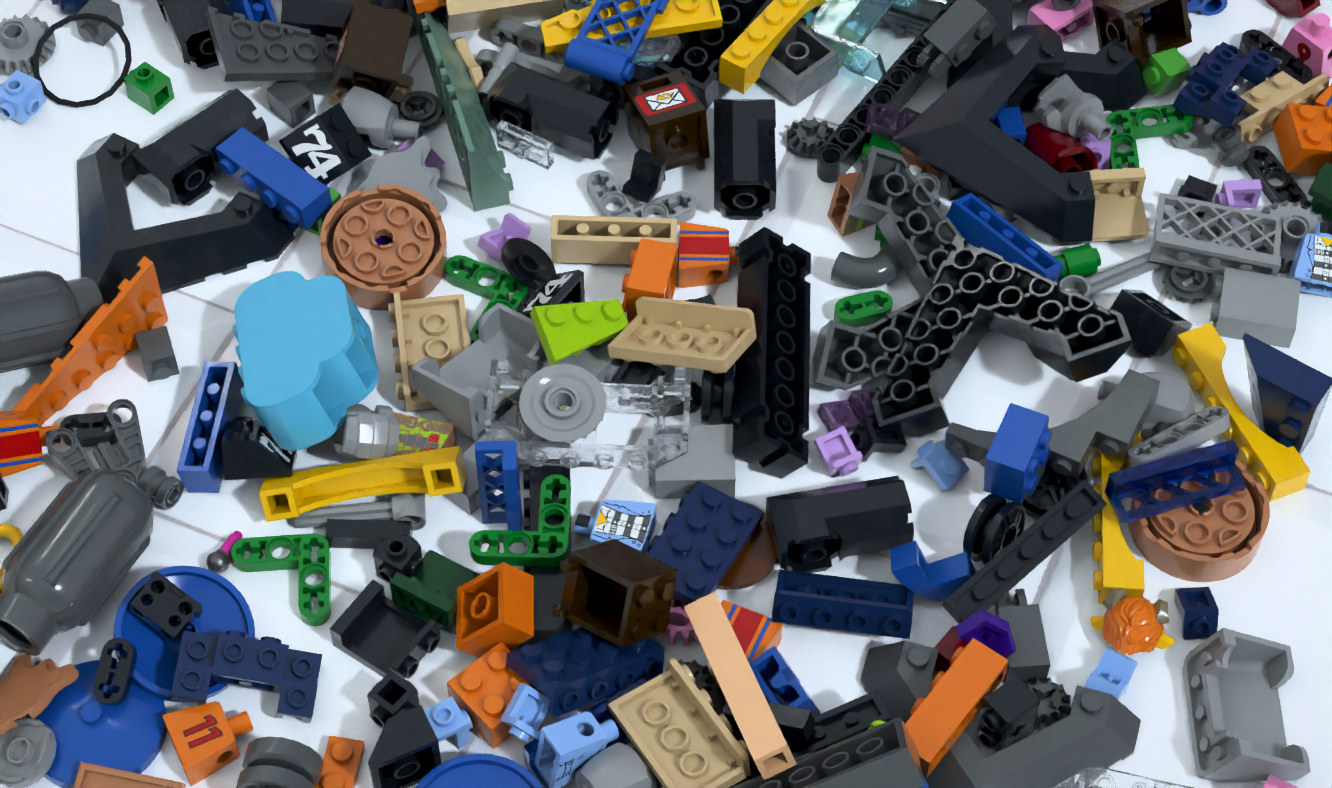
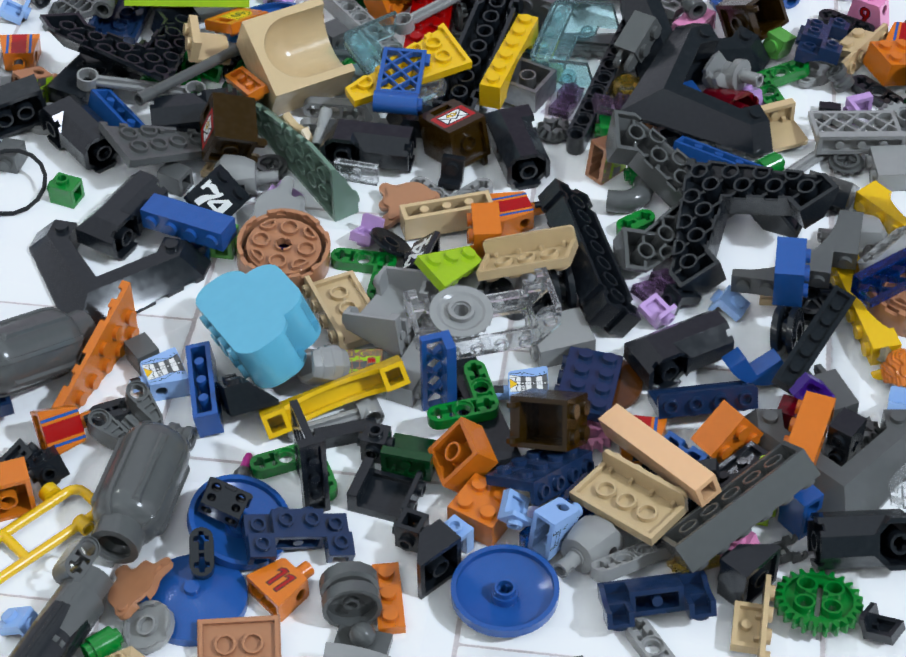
camera: 15 degrees left, 10 degrees down
(168, 392) = (164, 376): none -> light blue torso
(284, 581) = (310, 461): none -> black fence
(569, 197) = (402, 194): none -> nougat tile
(844, 96) = (567, 101): none -> clear purple slope
(847, 670) = (725, 432): none -> orange brick
(924, 93) = (624, 84): none -> clear yellow head

